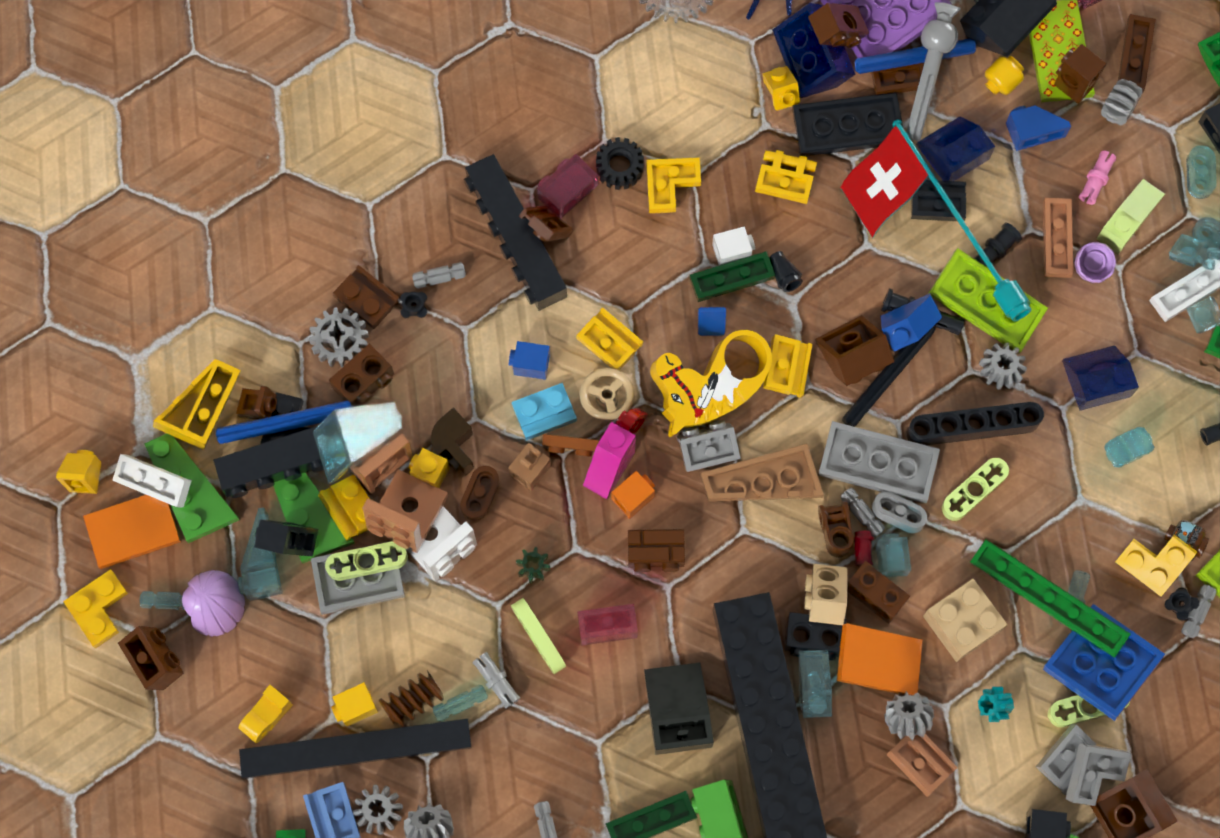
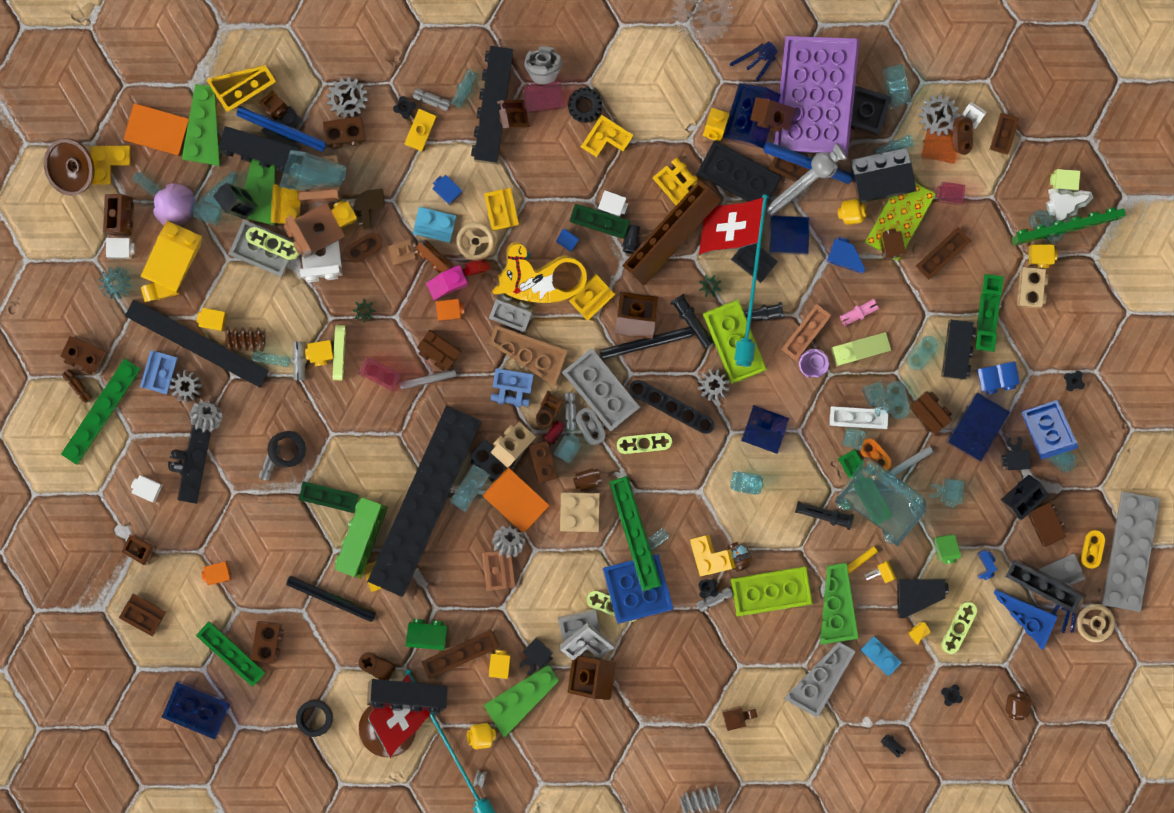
camera: 30 degrees right, 15 degrees up
(38, 648) = (62, 170): none -> reddish brown dish
(80, 472) = (148, 76): yellow slope -> none
(151, 480) = (184, 111): white plate -> none
(180, 698) = (119, 248): none -> white brick
(211, 748) = (118, 288): none -> clear light blue gear
(252, 659) = (172, 256): none -> yellow slope
(366, 297) = (380, 82): reddish brown plate -> none
(450, 318) = (420, 130): none -> yellow plate
(468, 239) = (463, 88): none -> clear light blue pin
(515, 651) = (319, 352): none -> yellow brick
(541, 148) = (543, 65): none -> light grey cone
(564, 778) = (301, 449): none -> black tyre
(667, 594) = (428, 379): none -> light grey bar
(678, 708) = (386, 447): pearl dark grey slope -> none
(770, 524) = (512, 381): none -> medium blue plate
(824, 231) = (671, 233): none -> reddish brown brick
(910, 322) = (677, 323): blue slope -> none
(911, 268) = (711, 280): none -> clear green gear
(944, 576) = (587, 479): none -> reddish brown brick
(996, 704) = (561, 569): teal gear -> none
(1121, 102) = (907, 278): light grey gear -> none

